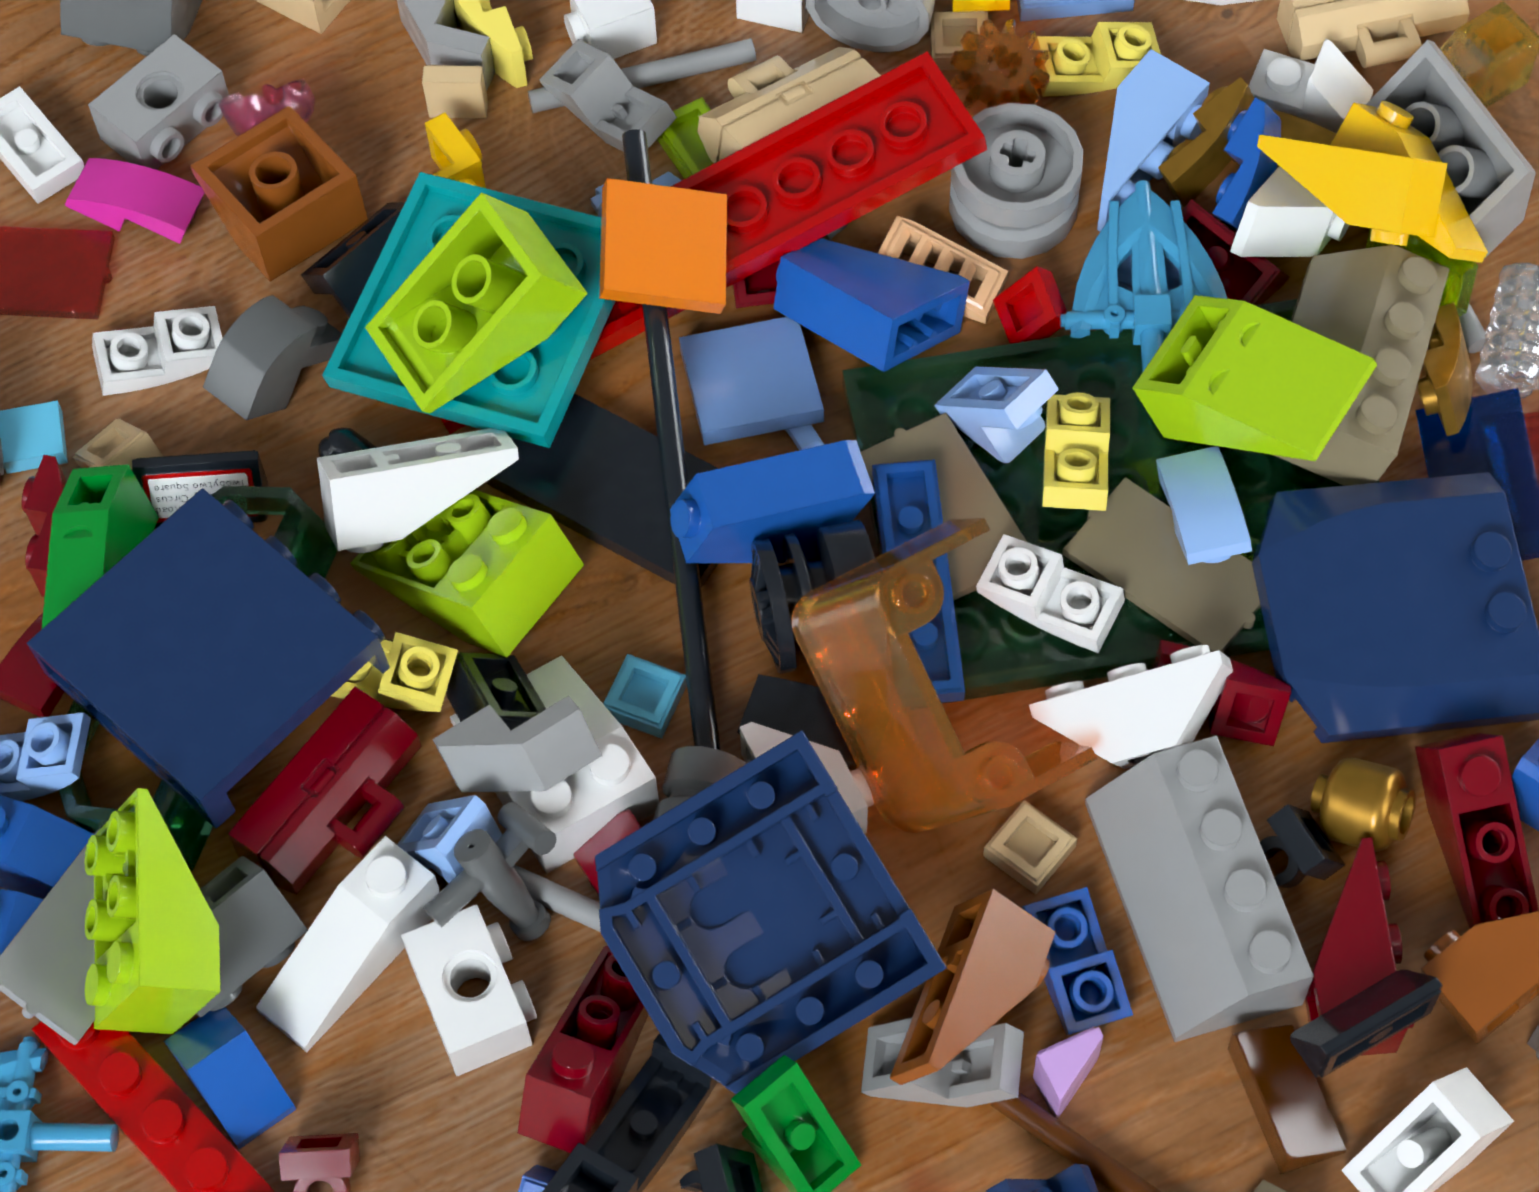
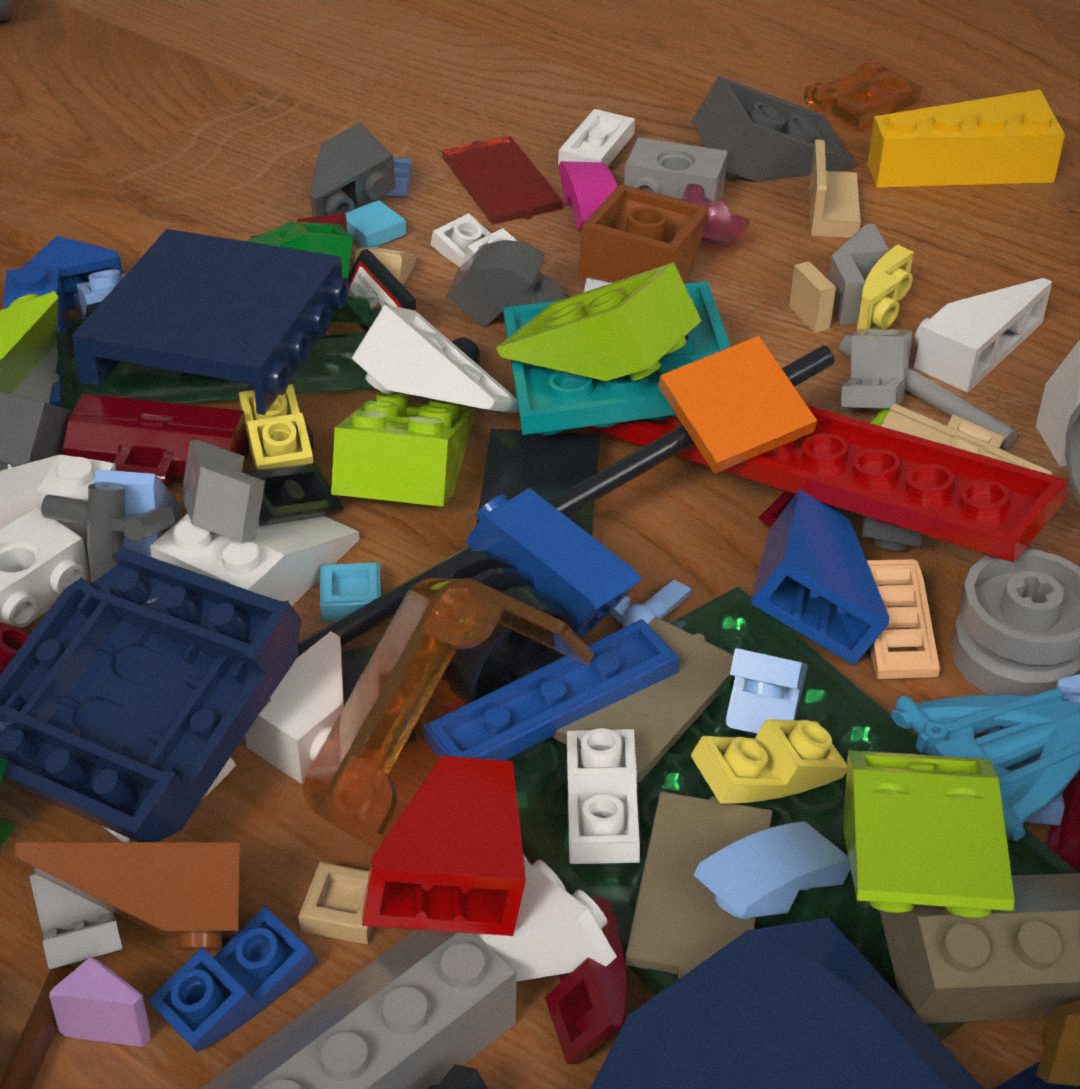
camera: 60 degrees right, 20 degrees down
(454, 151) = (753, 315): yellow bracket -> none
(751, 380) = (690, 544): medium blue tile -> none
(1031, 307) = (916, 681): red plate -> none
(1111, 718) = (452, 854): none -> red slope

